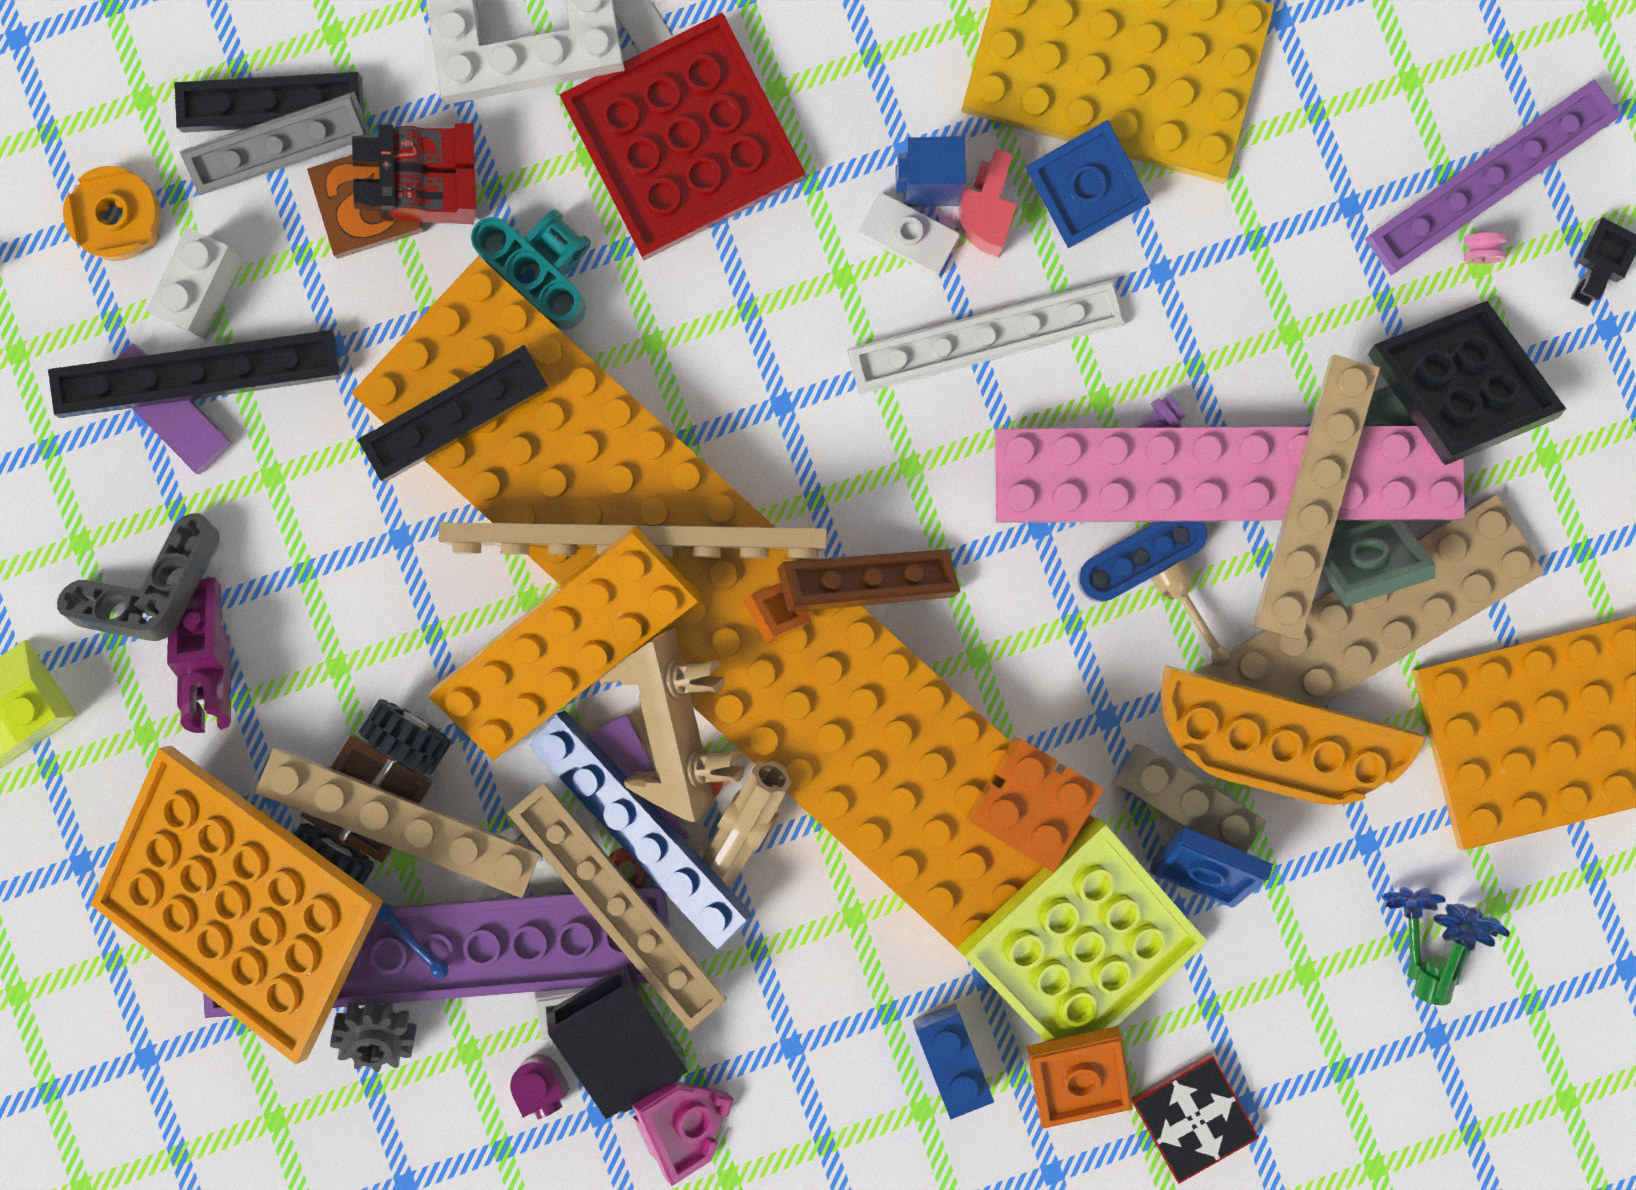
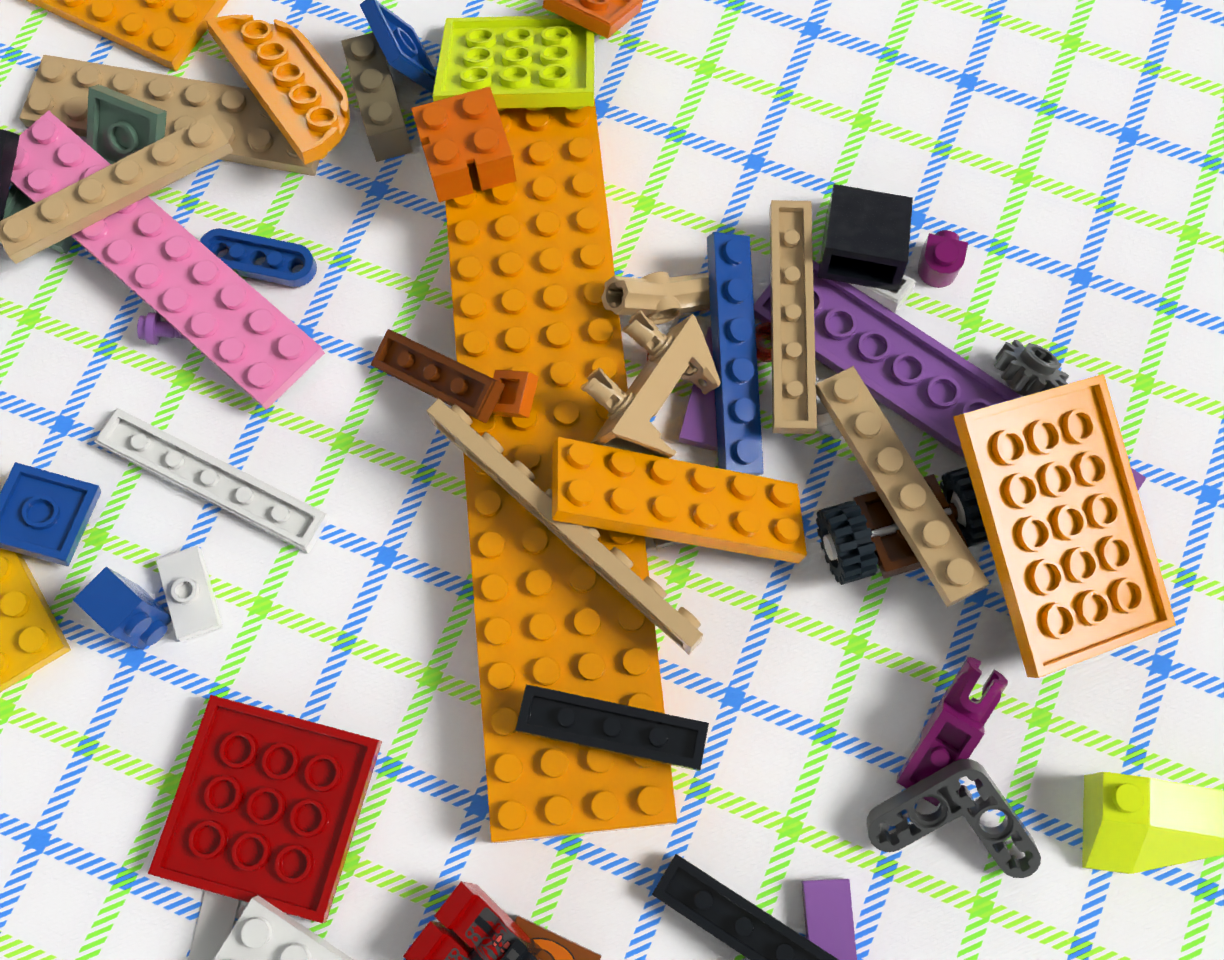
camera: 135 degrees left, 15 degrees down
(438, 968) = (950, 375): blue hinge -> none
(544, 250) = (436, 805): teal beam -> none
(681, 1126) = (868, 164): dark pink plate -> none
(953, 1061) = (660, 69): blue brick -> none
(983, 214) = (125, 549): coral brick -> none
(1175, 584) = (254, 222): tan hinge -> none

